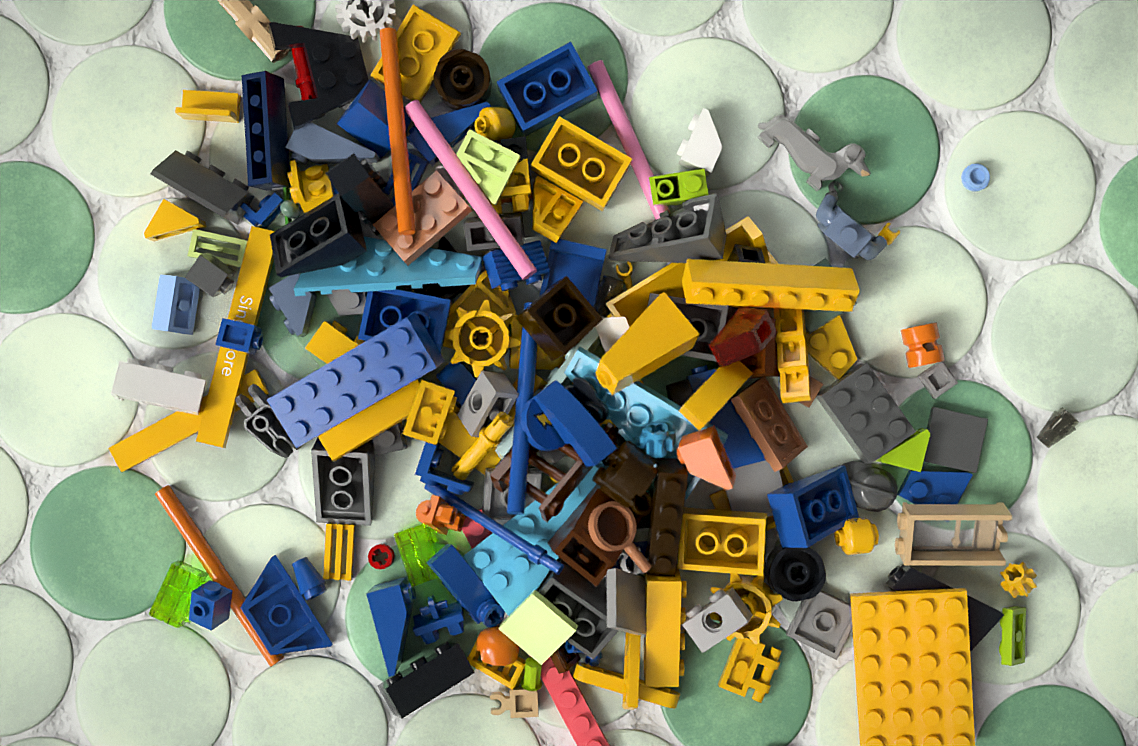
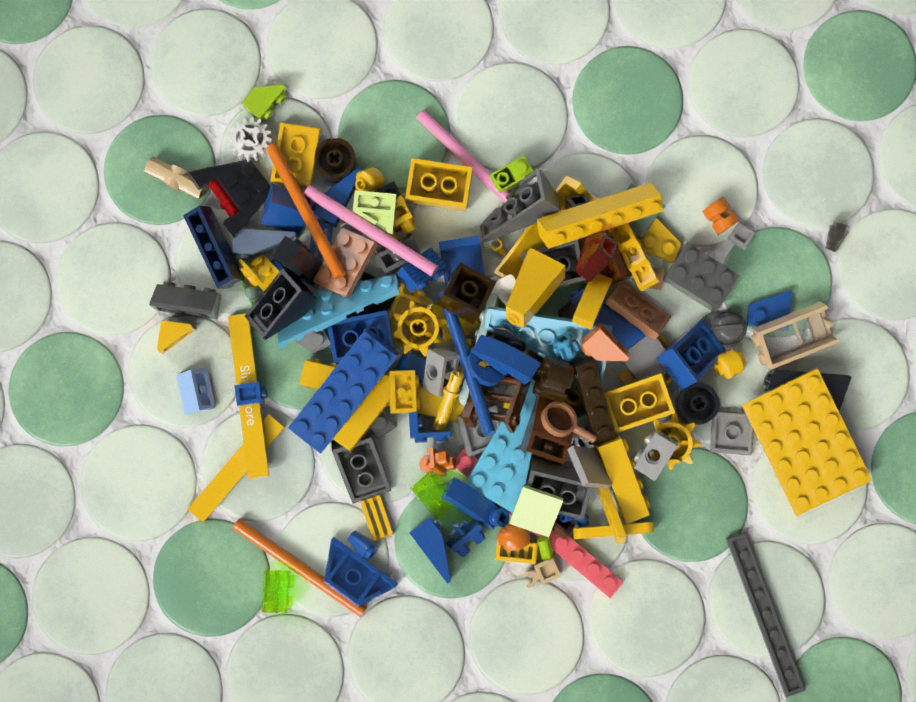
camera: 20 degrees left, 5 degrees down
(158, 386) = (208, 450): white wedge -> none
(194, 244) = (209, 333): yellowish green tile -> none
(210, 106) = (166, 245): yellow panel -> none
(210, 605) = (302, 588): blue brick -> none
(211, 275) = (214, 360): dark grey brick -> none
(263, 423) = (292, 446): dark grey hinge -> none
(267, 213) = (235, 298): blue bracket -> none
(285, 363) = (287, 402): clear piece -> none
(295, 308) = (278, 357): sand blue slope -> none
(378, 564) = (407, 503): red bush -> none
(425, 679) = (471, 581): black wedge -> none
(535, 553) = (513, 458): blue bar -> none
(547, 89) = (395, 143): blue brick -> none
(552, 209) = (431, 223): yellow wing -> none
(607, 290) = (490, 263): clear smoke cone -> none
(703, 146) = (516, 140): white slope -> none
(742, 665) = (687, 484): yellow plate -> none
(809, 155) = (591, 118): light grey animal -> none
(847, 231) = (638, 159): sand blue torso -> none
(910, 452) = (741, 294): lime slope -> none
(955, 439) = (769, 272): dark grey tile -> none
(975, 177) = (710, 89): light blue plate -> none
(1013, 635) = (865, 389): lime plate -> none
(1018, 579) = (852, 349): yellow gear -> none

